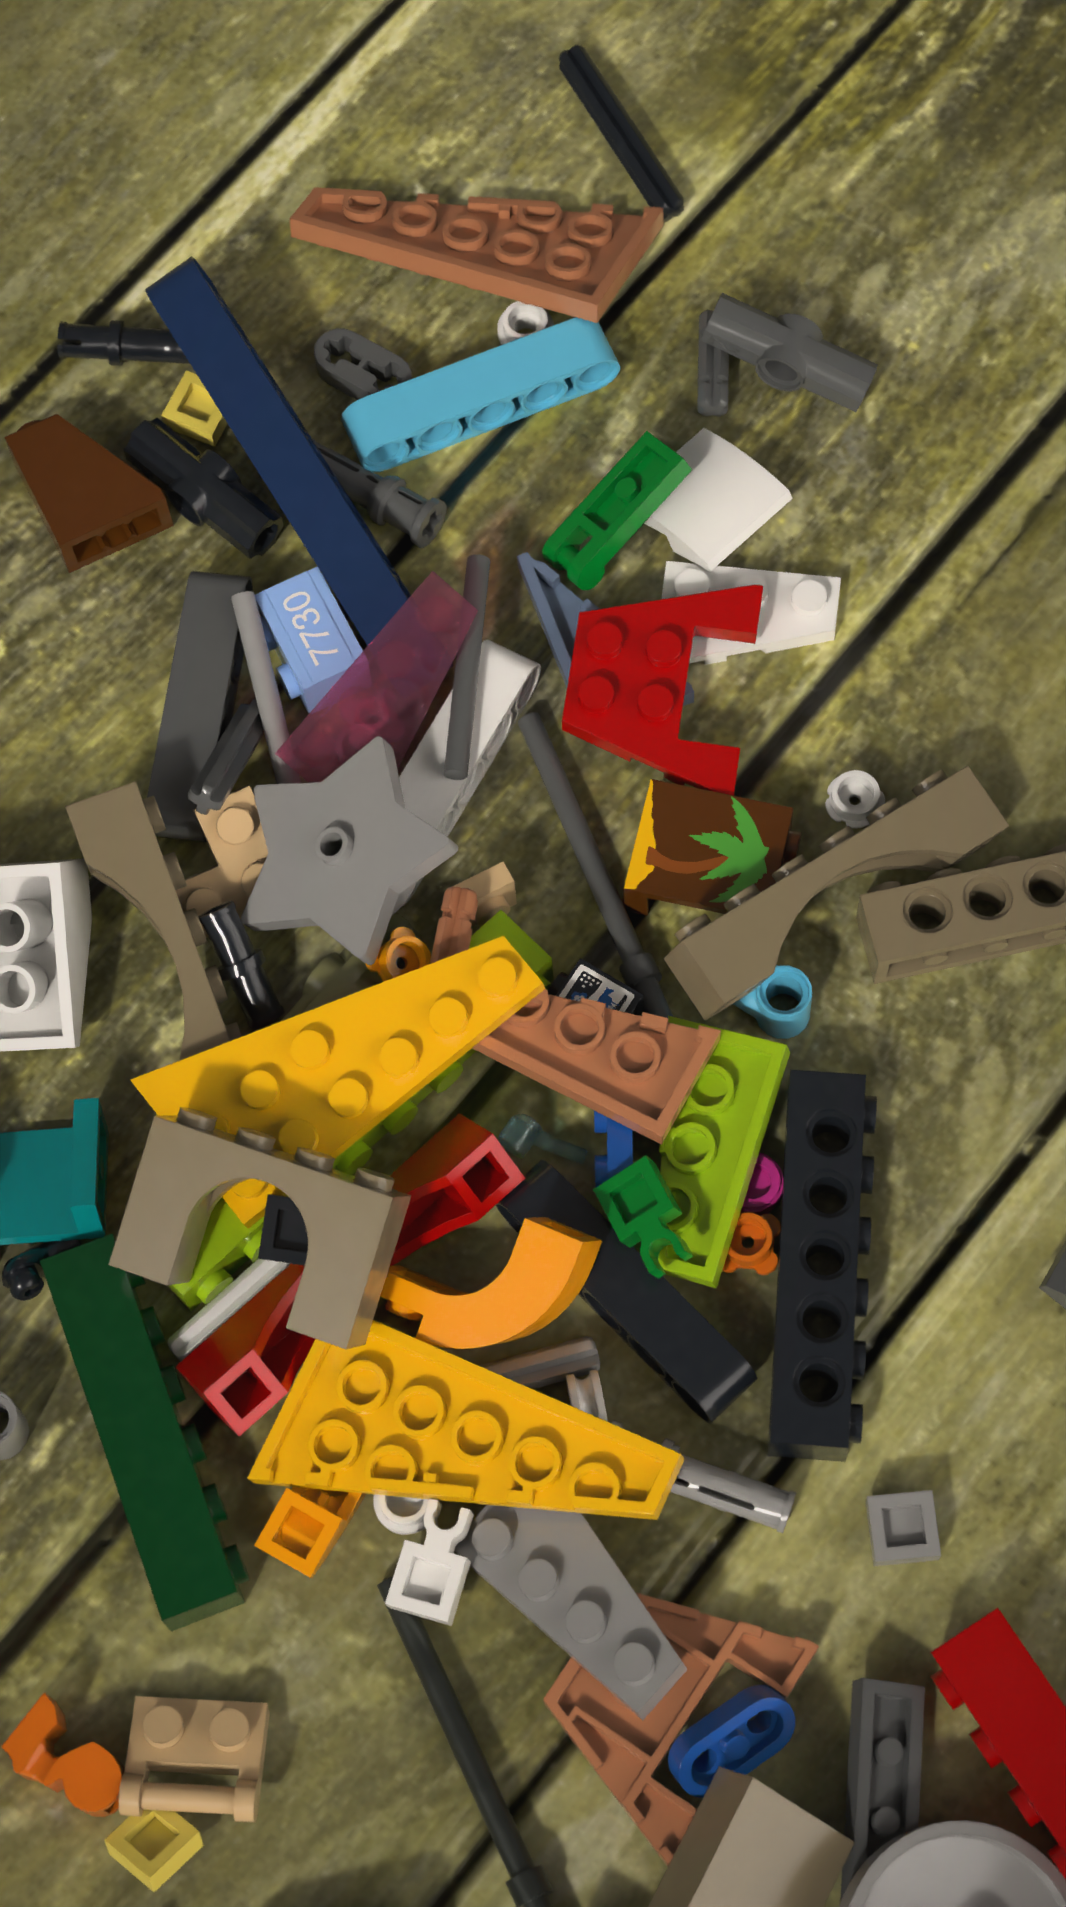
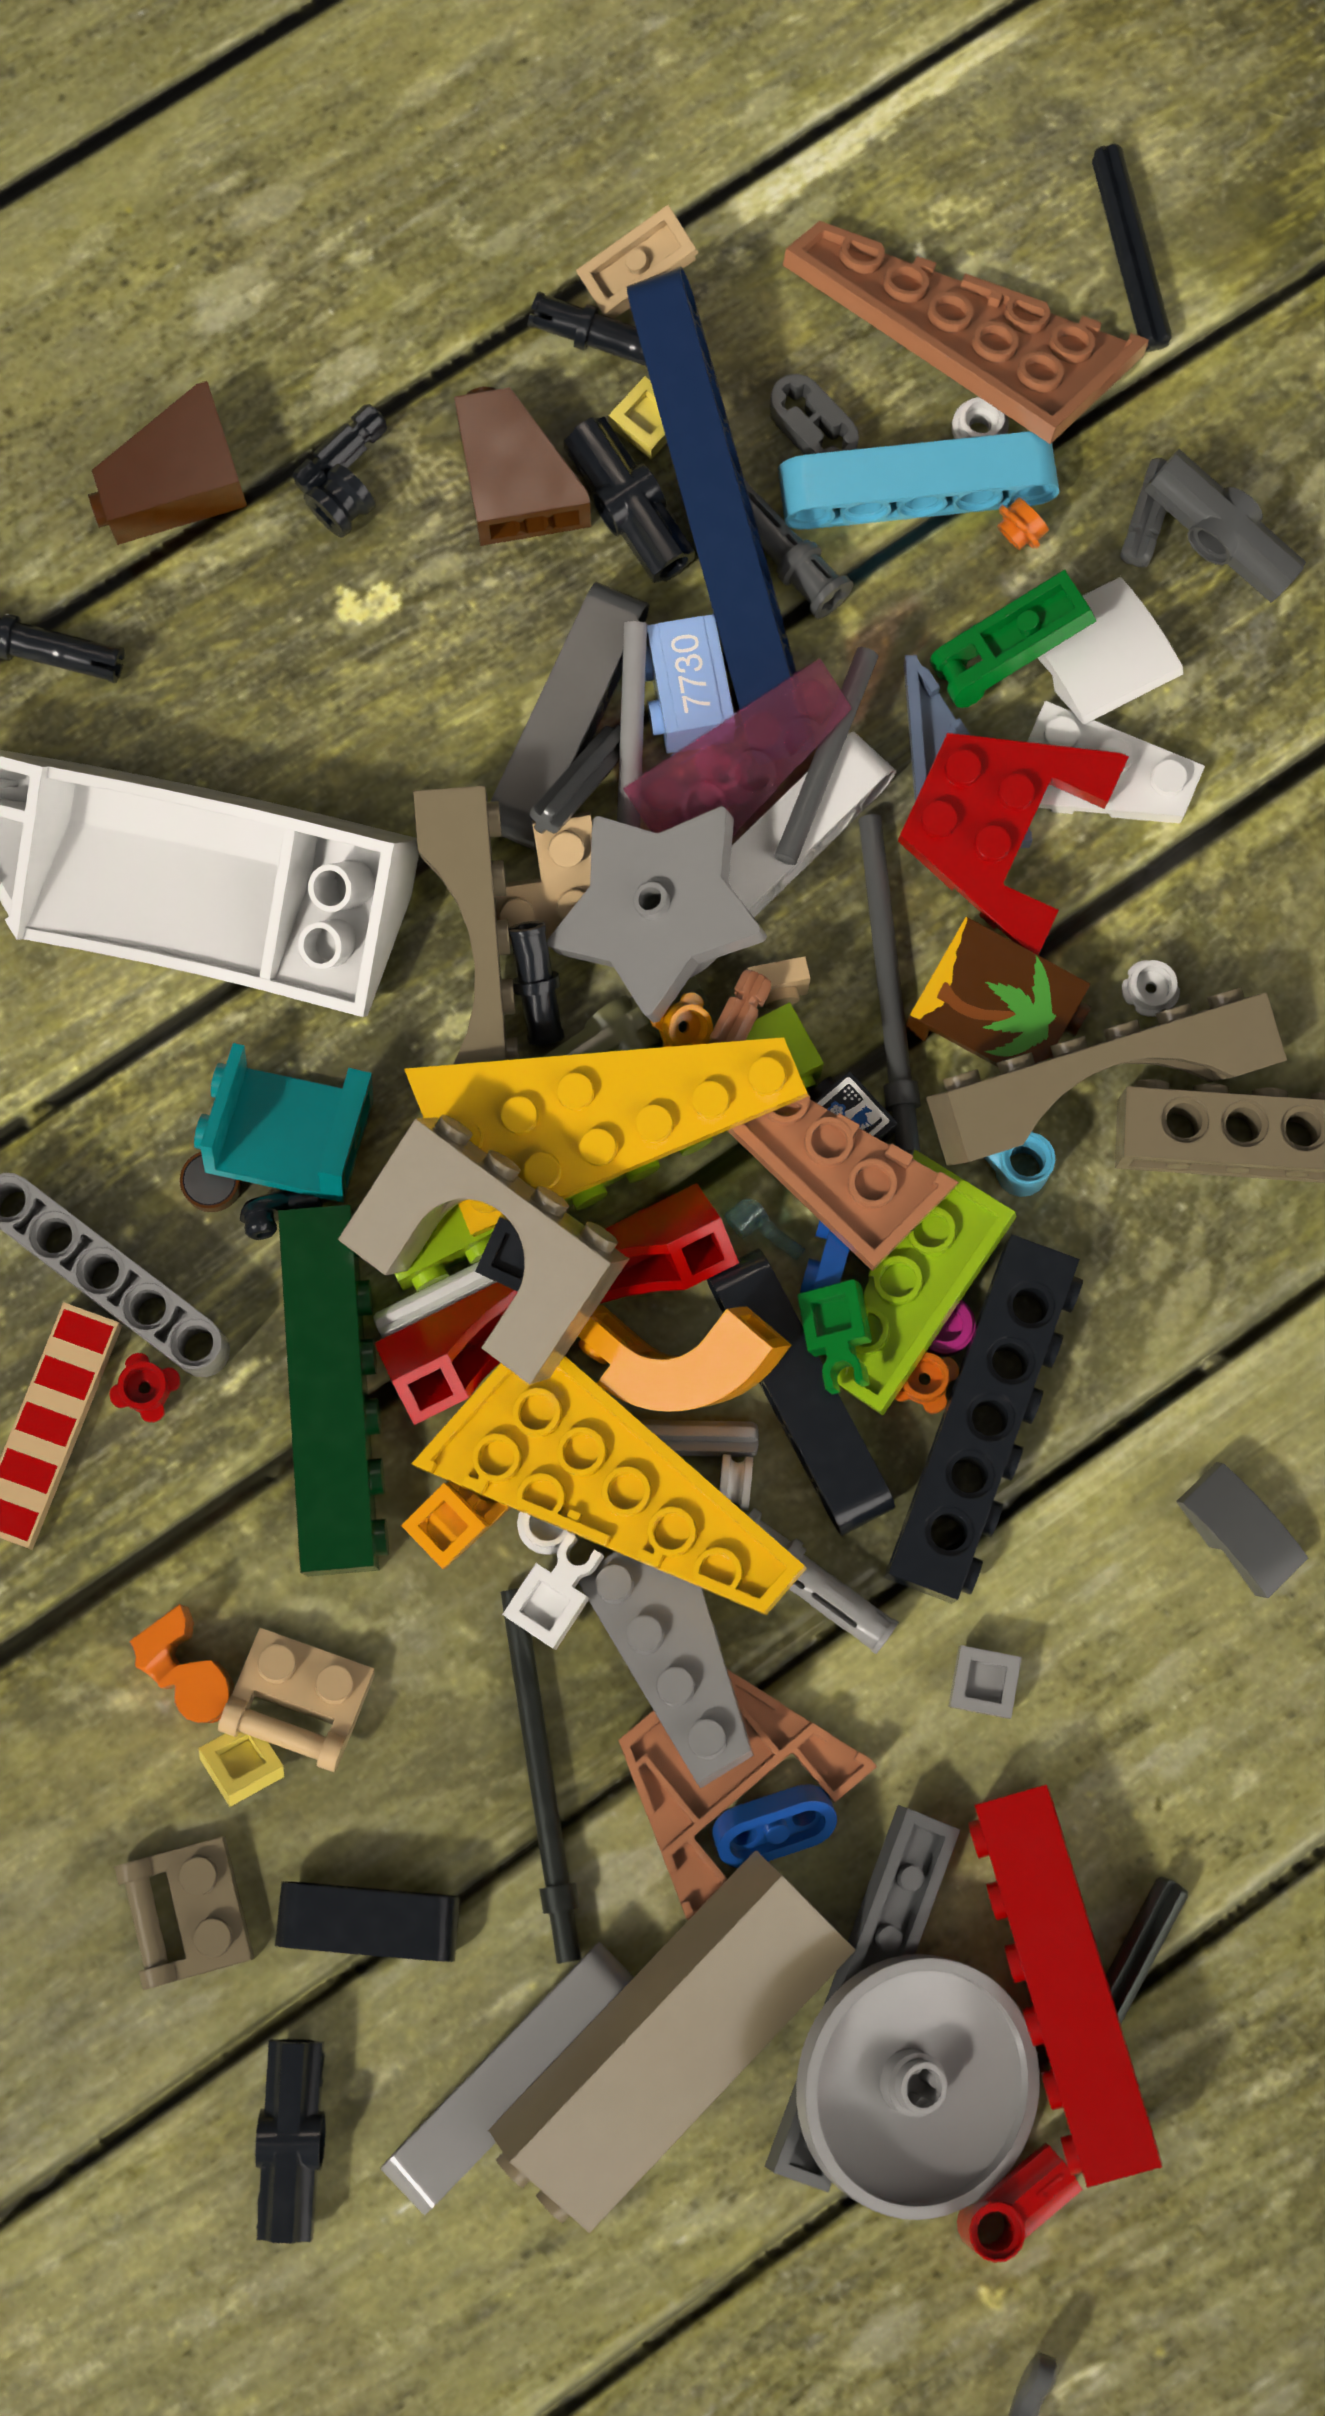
camera: 10 degrees right, 10 degrees up
(152, 256) = (640, 254): none -> tan plate
(593, 406) = (1022, 524): none -> orange plate

